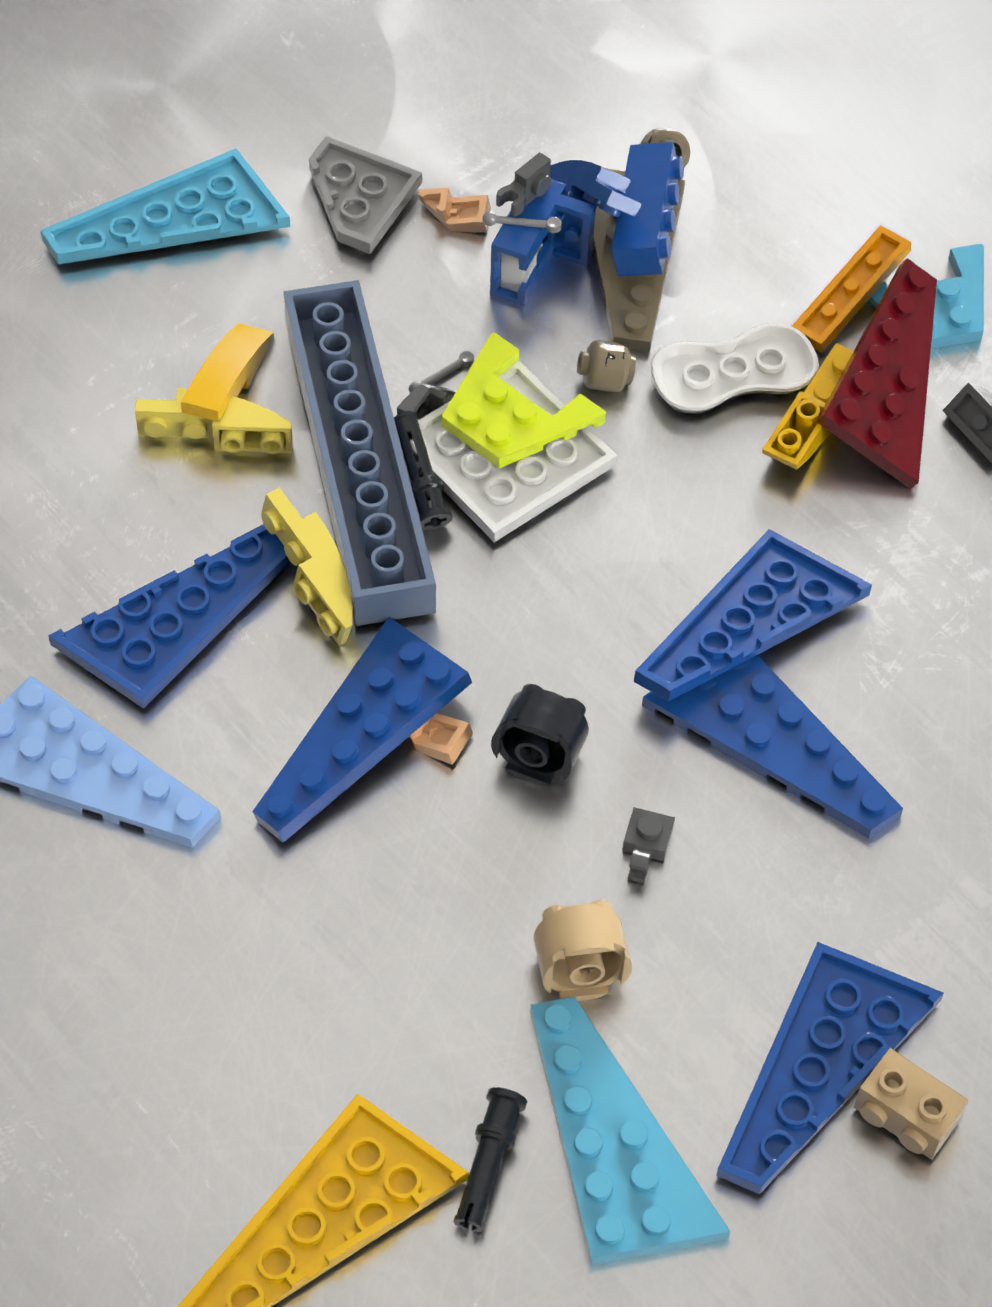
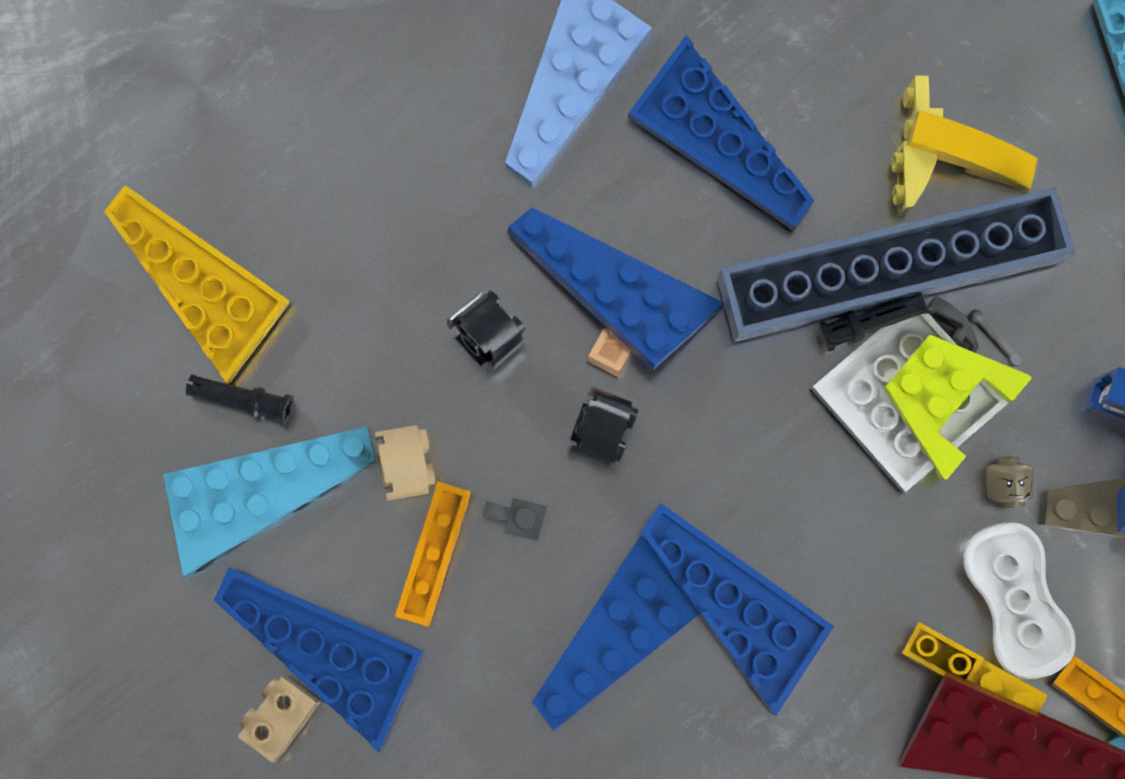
camera: 90 degrees right, 25 degrees up
(321, 574) = (750, 243): light yellow slope -> none
(415, 853) = (487, 330): none -> black brick
(698, 932) = (433, 554): none -> light orange plate

